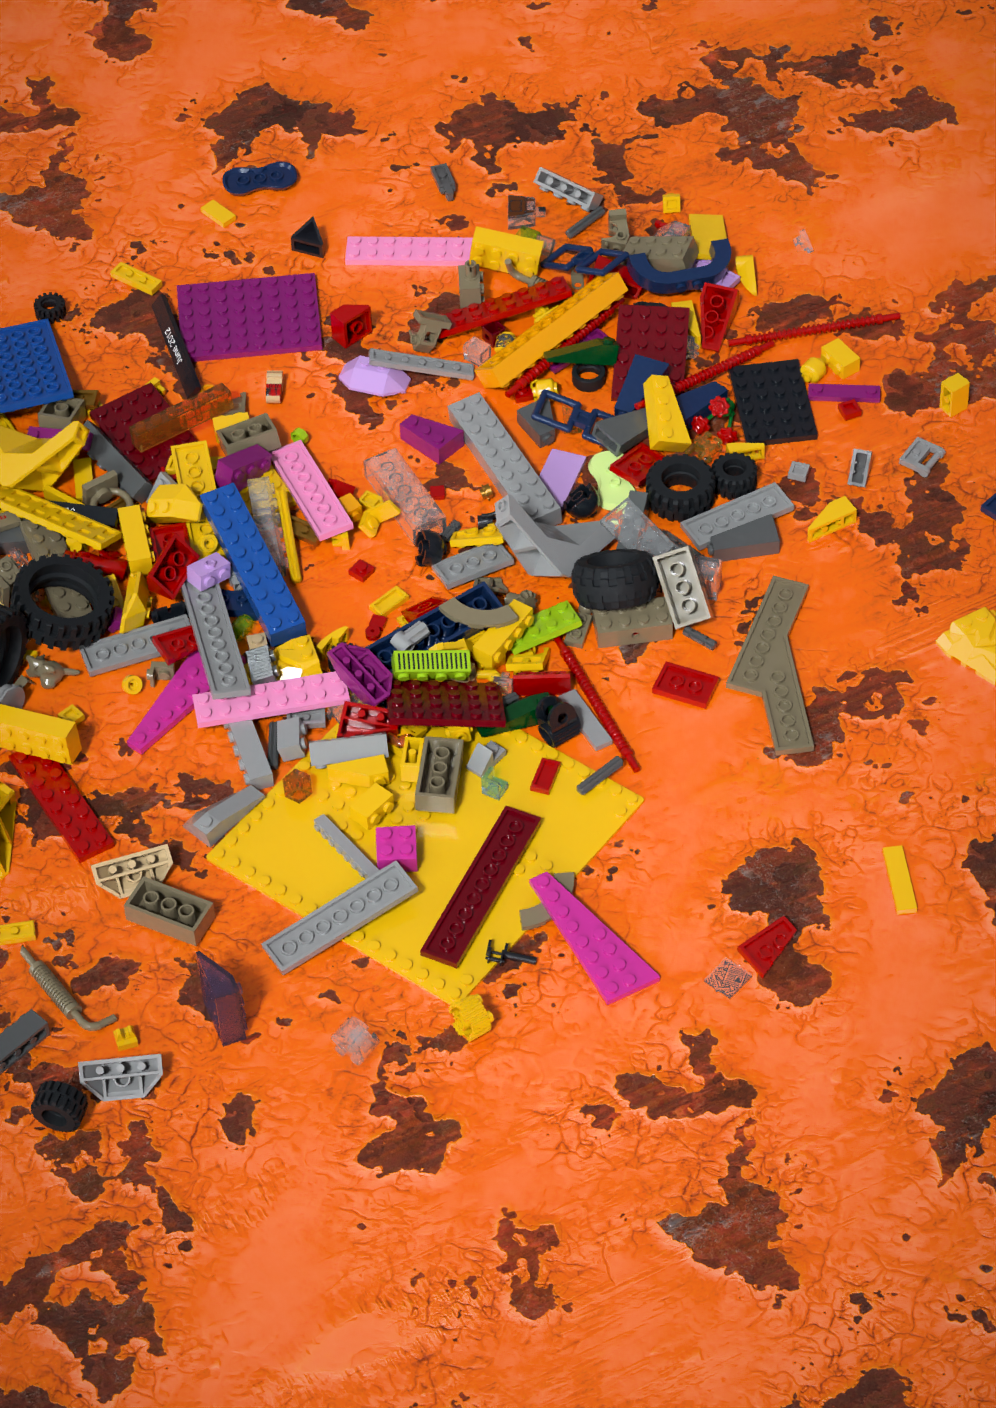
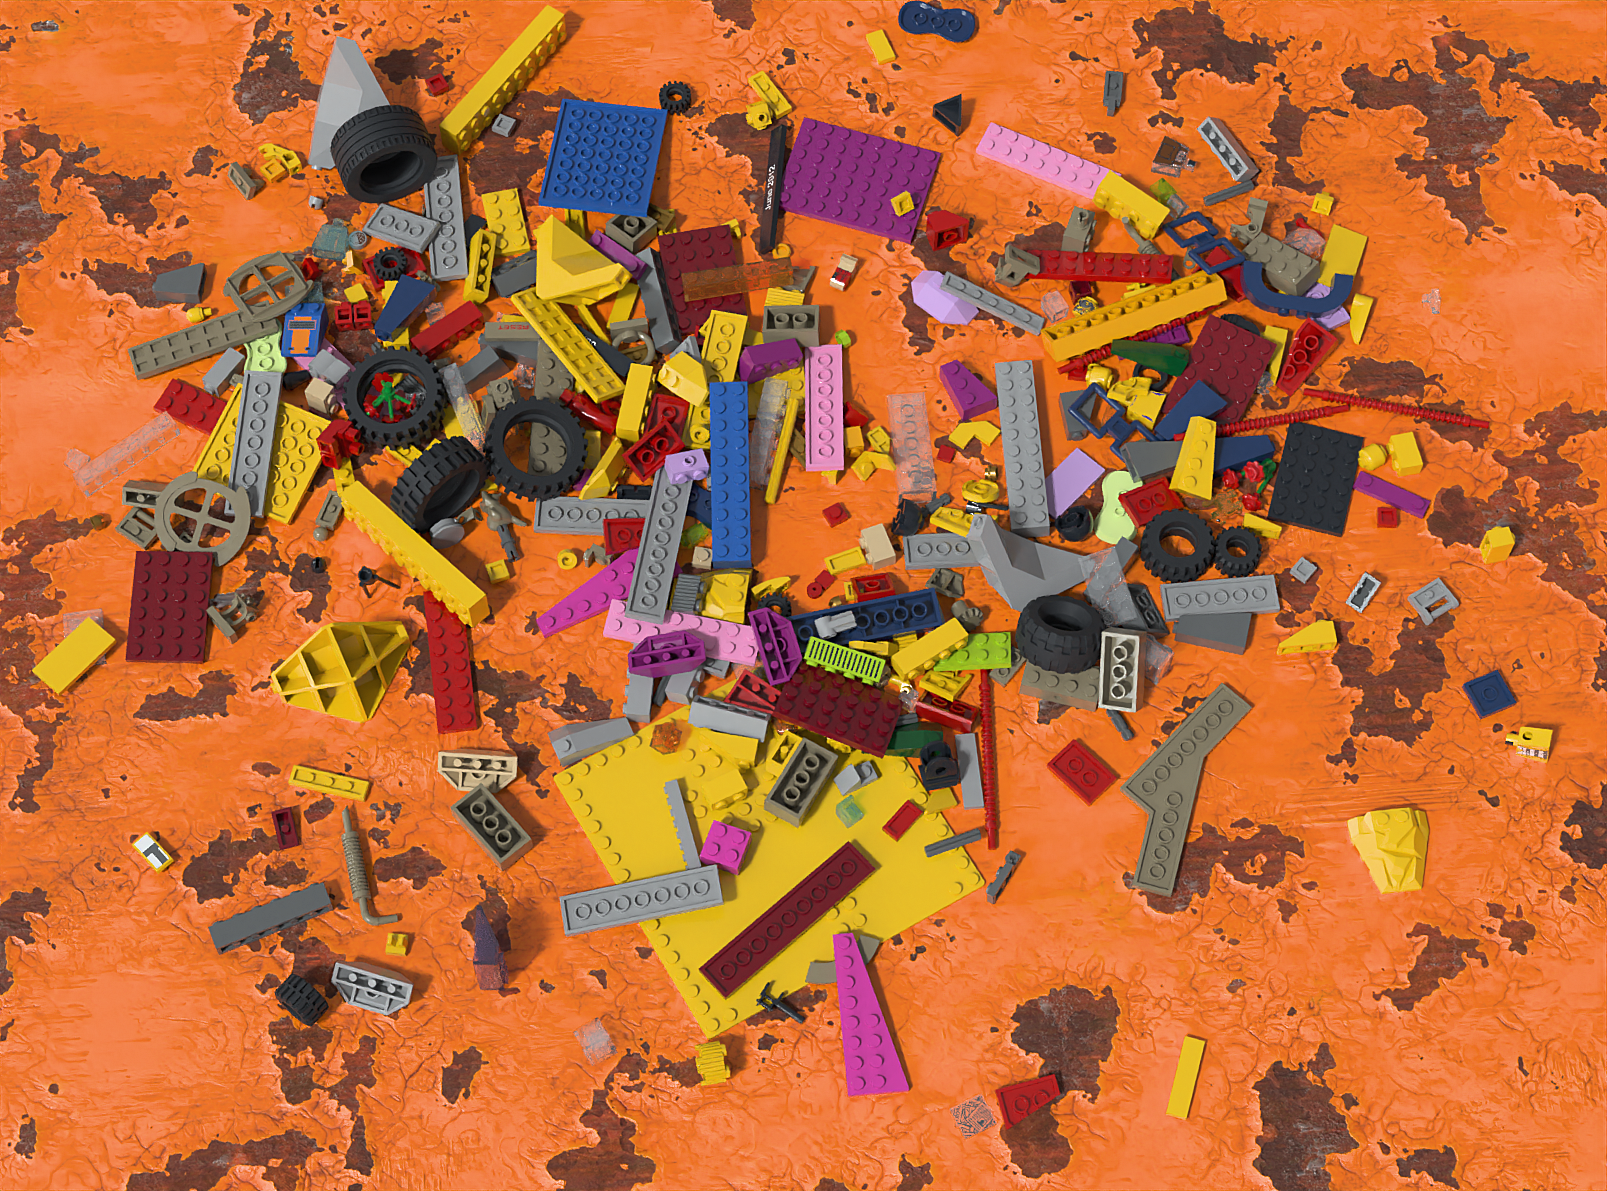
camera: 20 degrees right, 15 degrees up
(69, 692) = (508, 543): none -> dark grey pin
(135, 294) = (759, 115): none -> yellow brick
(268, 716) = (667, 654): none -> magenta wedge
(301, 316) = (902, 203): none -> yellow tile
(413, 579) = (877, 546): none -> tan brick
(462, 464) = (967, 431): none -> yellow tile
(478, 618) = (909, 627): dark tan tile -> none
(483, 506) = (980, 491): none -> yellow tile
(572, 749) = (940, 801): none -> yellow tile
(576, 385) = (1134, 386): none -> yellow tile
(596, 396) = (1145, 408): none -> yellow torso
(658, 787) = (1003, 876): none -> dark grey hinge

